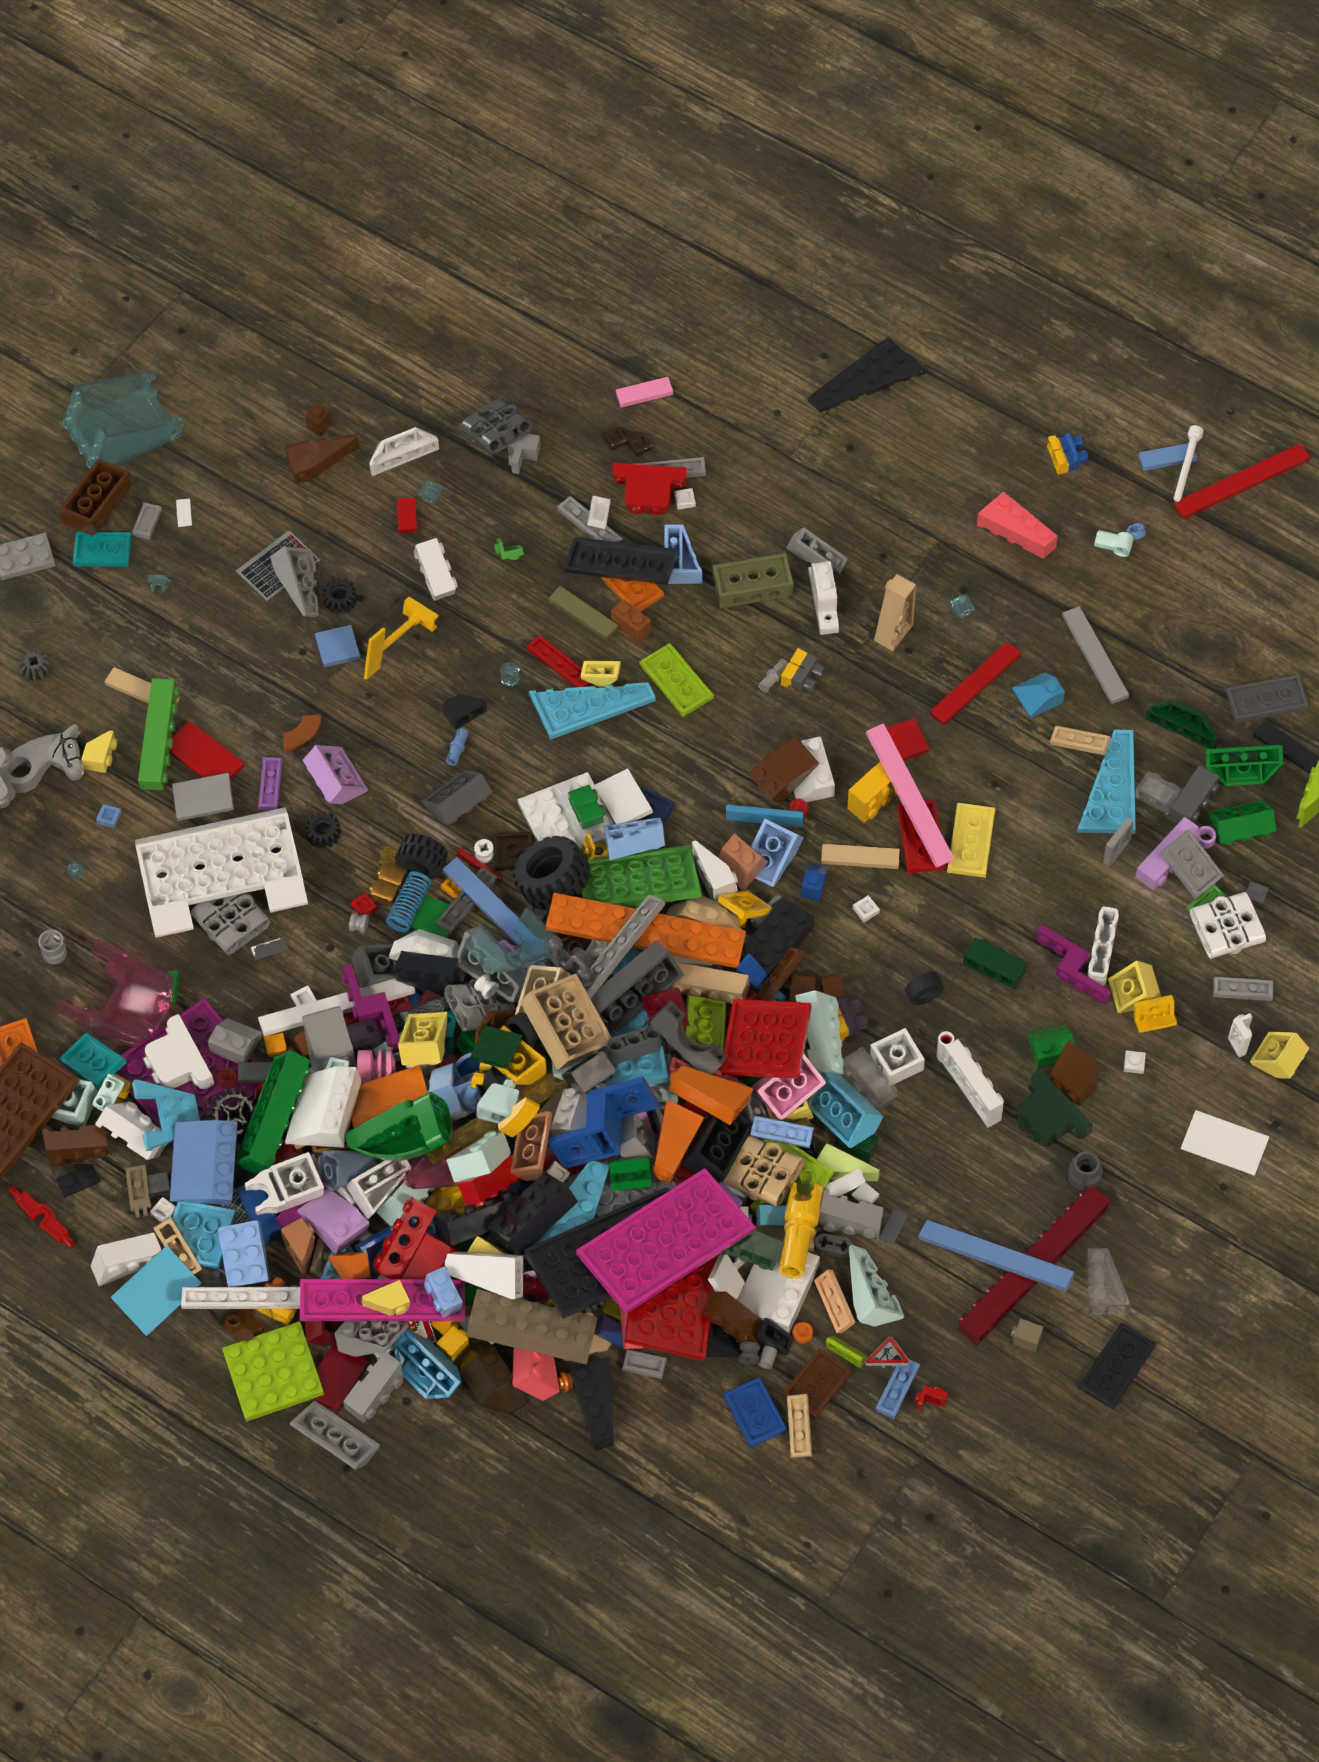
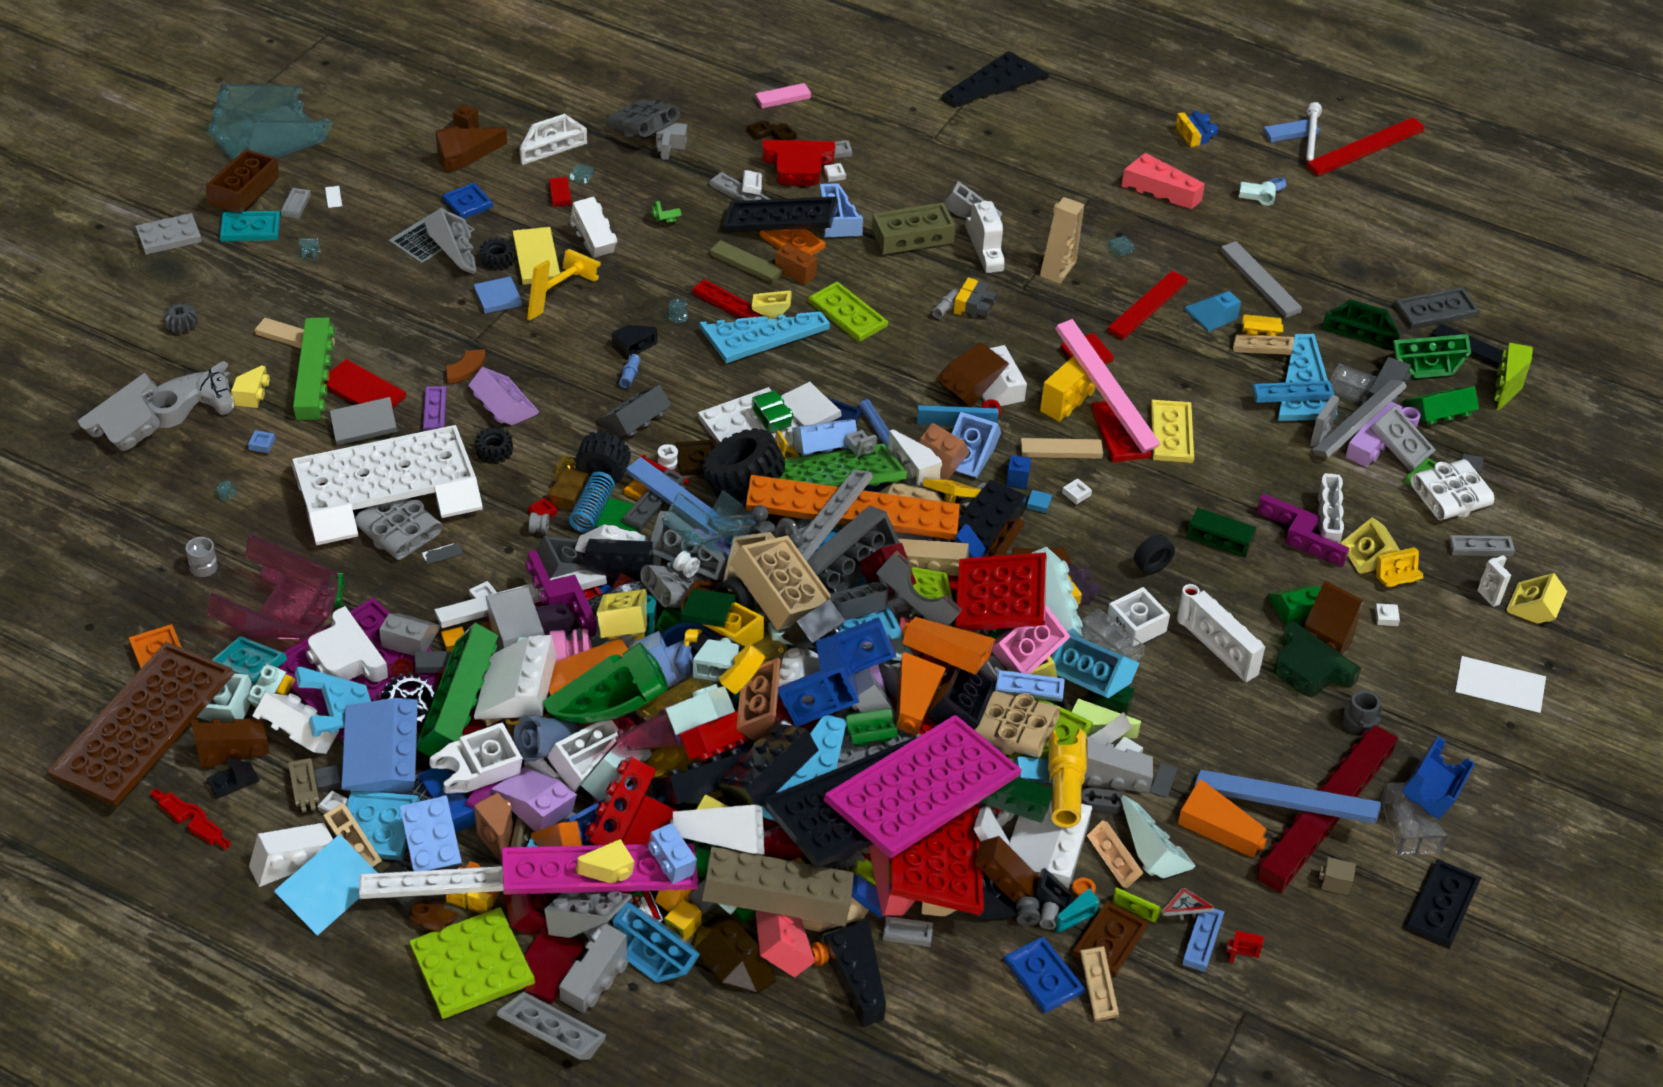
camera: 10 degrees left, 15 degrees down
(314, 524) = (467, 201): none -> blue tile
(378, 597) = (534, 248): none -> light yellow tile
(665, 849) = (860, 442): none -> light grey bracket
(687, 817) = (875, 420): none -> medium blue axle
(796, 1353) = (1078, 911): none -> teal slope
(829, 917) = (1039, 501): none -> dark azure tile
(934, 1273) = (1222, 821): none -> orange slope
(1082, 717) = (1261, 325): none -> yellow bracket
(1096, 802) = (1292, 391): none -> dark azure tile
(1133, 1248) = (1436, 783): none -> blue brick
(1153, 839) = (1359, 418): none -> light grey tile

